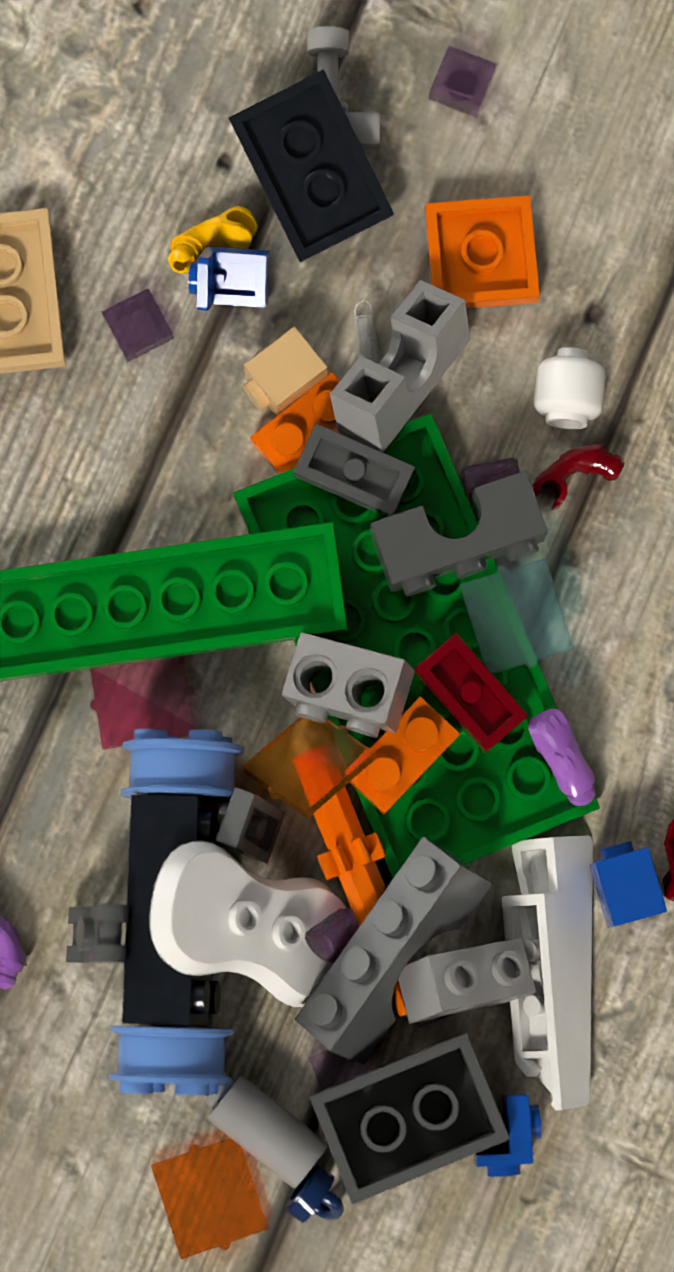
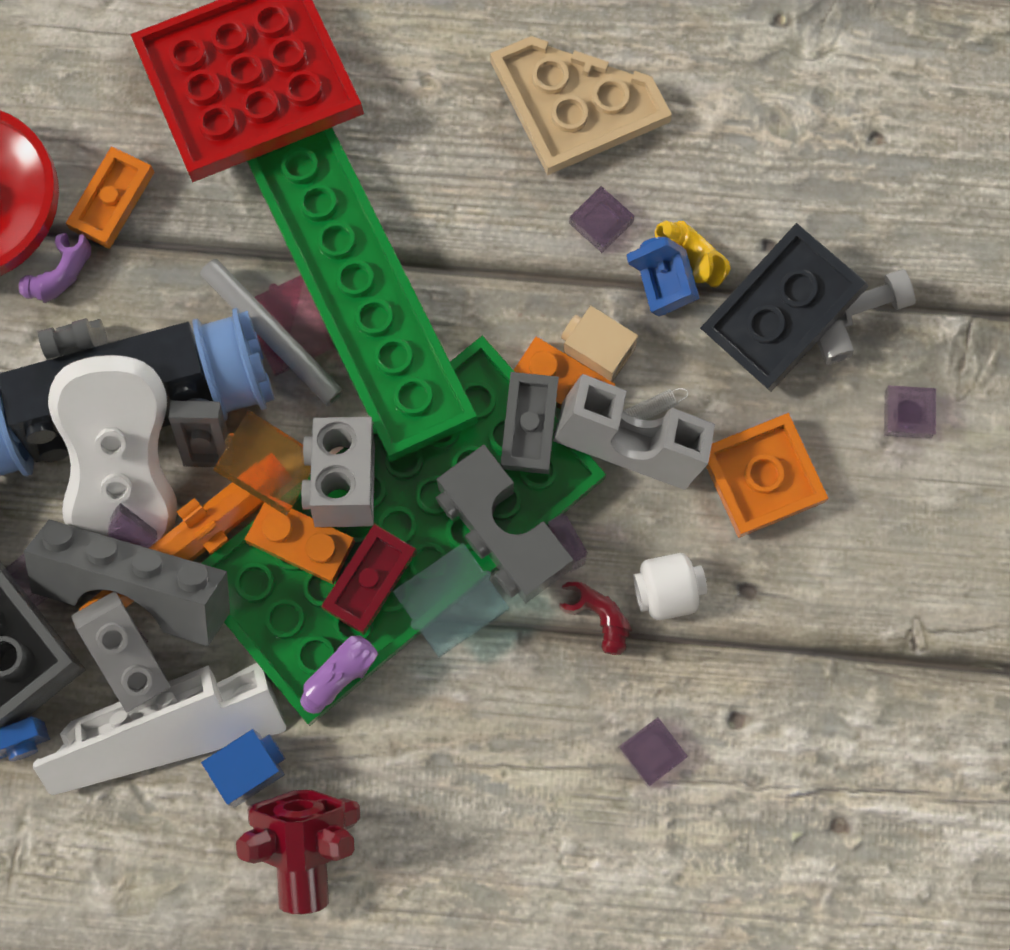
camera: 75 degrees right, 5 degrees down
(156, 716) = (272, 333): none -> light grey piece

